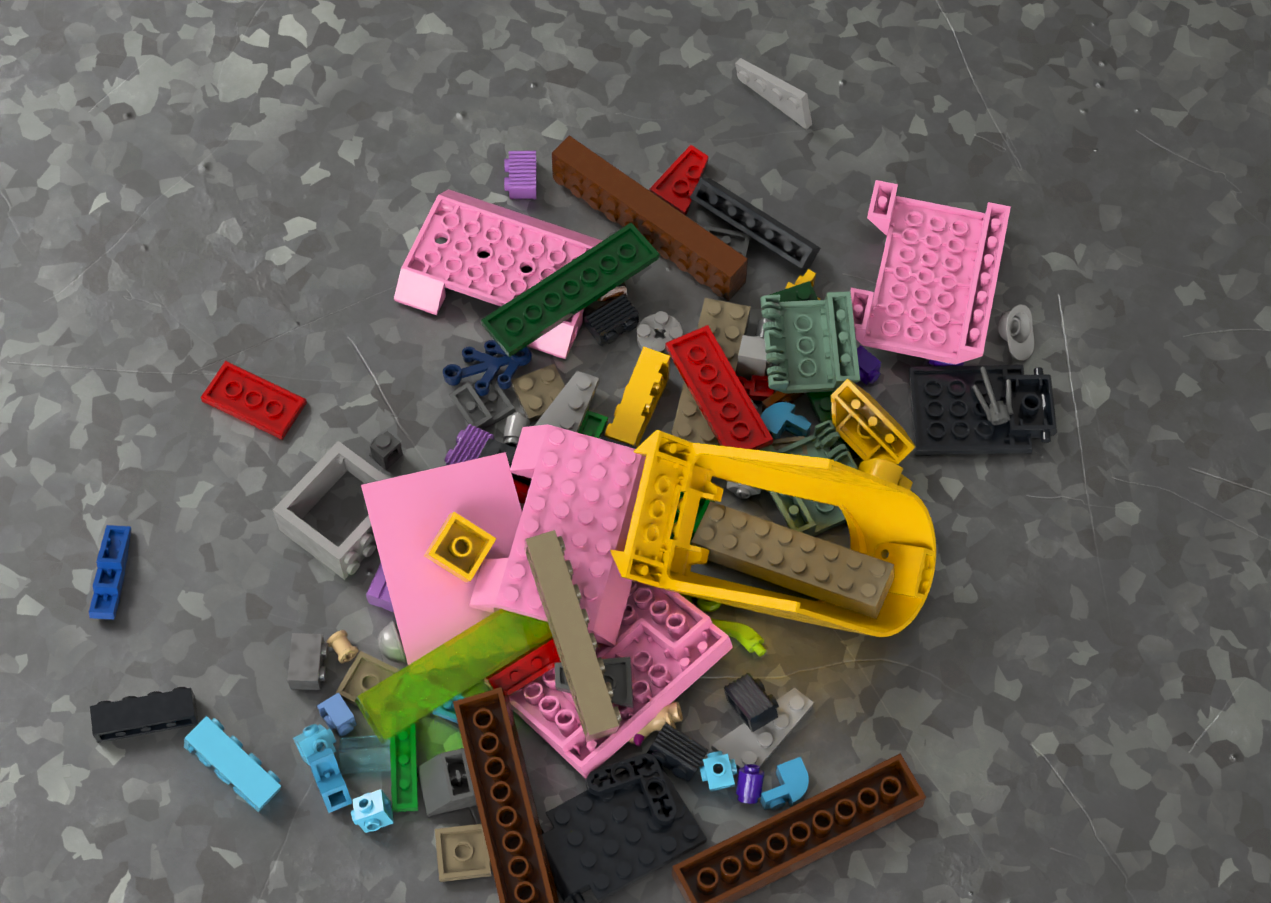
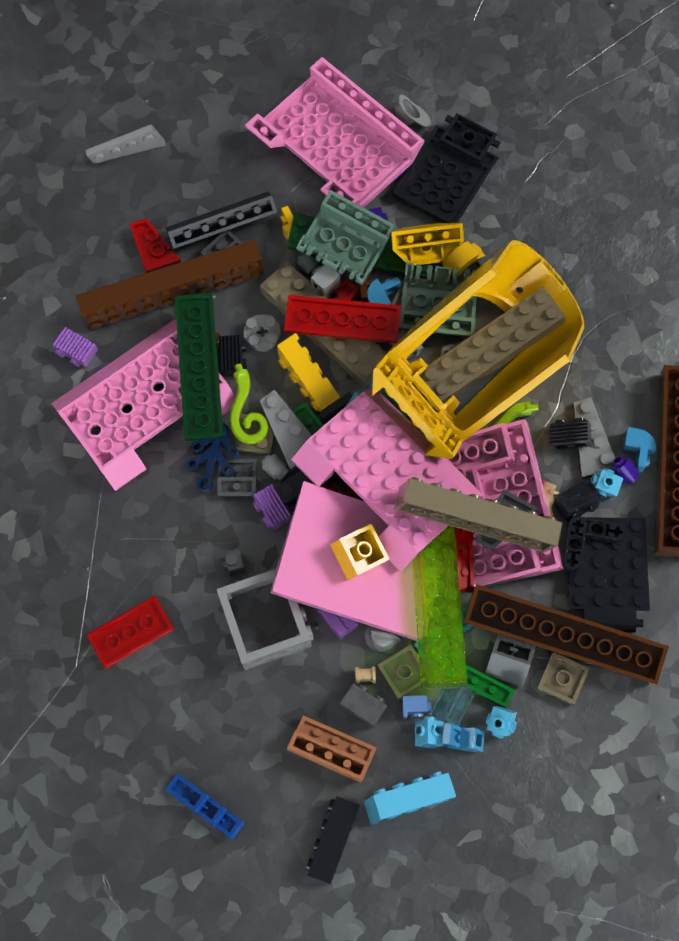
camera: 55 degrees left, 10 degrees up
(240, 658) = (332, 749): none -> nougat brick
(583, 345) = (243, 387): none -> lime plant
(998, 411) = (465, 158): dark grey plant -> none

